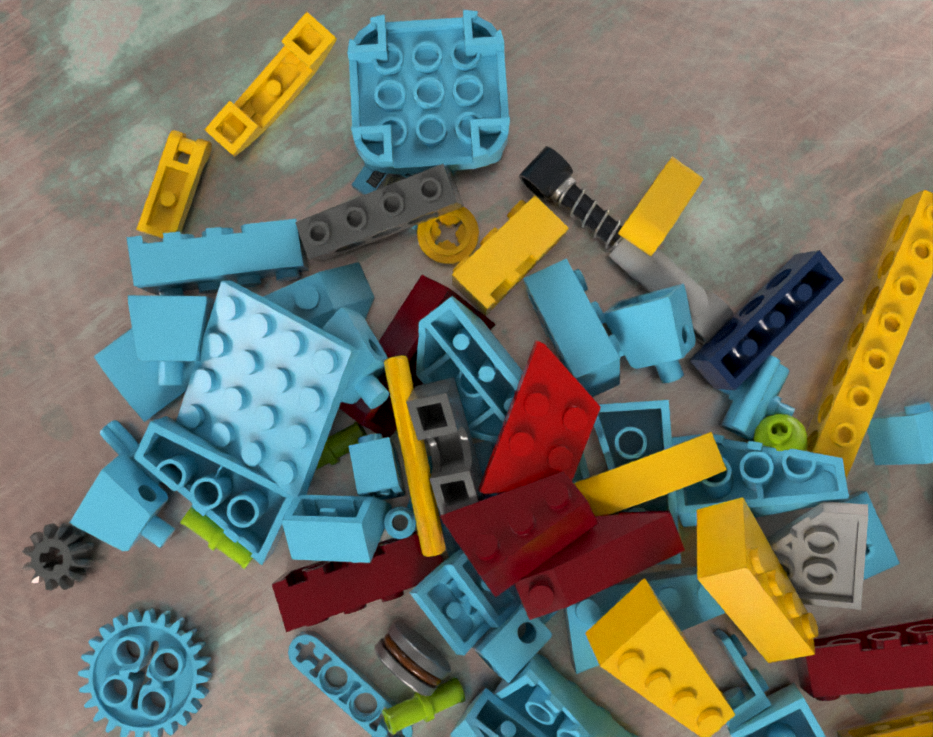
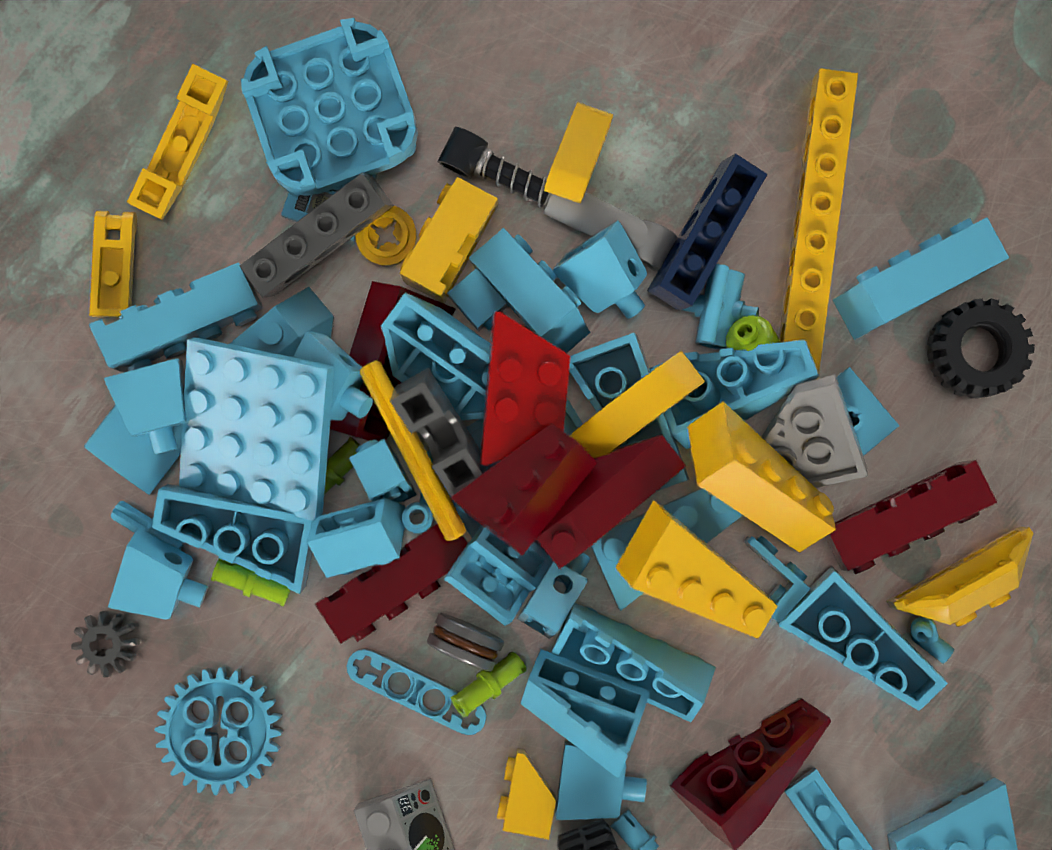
camera: 10 degrees left, 0 degrees up
(520, 322) = (477, 300): none -> medium azure brick

